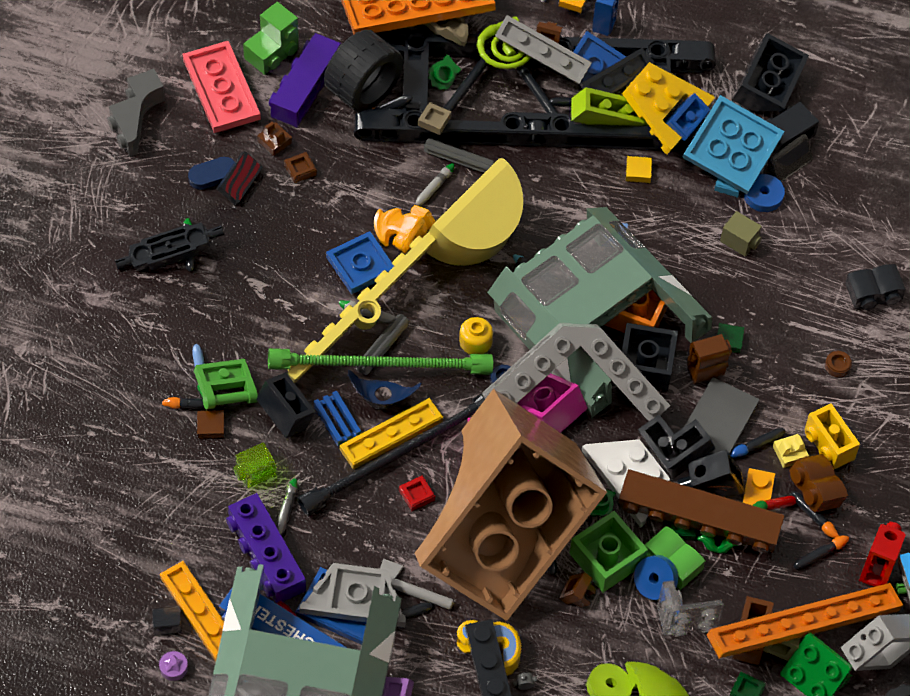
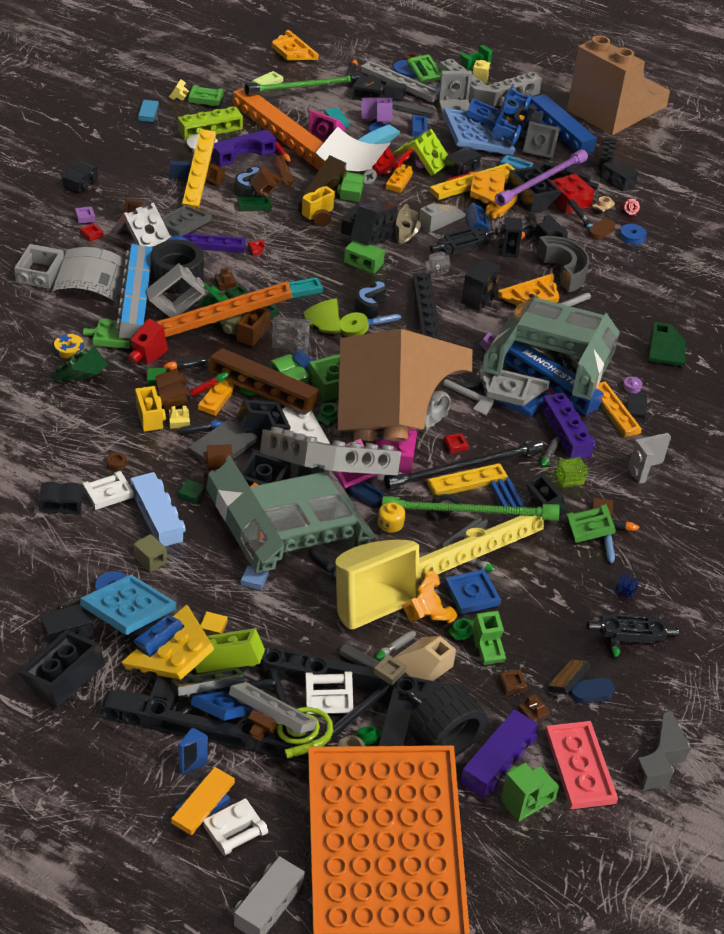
camera: 170 degrees left, 15 degrees down
(155, 504) = (646, 453): none -> light grey bracket
(176, 305) = (627, 585): none -> clear blue wheel
(334, 195) = (487, 636): none -> bright green brick
(363, 214) = (462, 629): none -> green animal
(367, 390) = (466, 492): dark blue piece -> none
(399, 164) = (427, 658): none -> tan slope
(425, 376) = (438, 499): none -> black piece
(492, 103) = (329, 700): none -> white plate
(715, 475) = (241, 390): black torso -> none
(758, 294) = (157, 509): none -> light blue brick
(822, 308) = (108, 490): none -> white plate
(850, 518) = (152, 373): none -> green tile

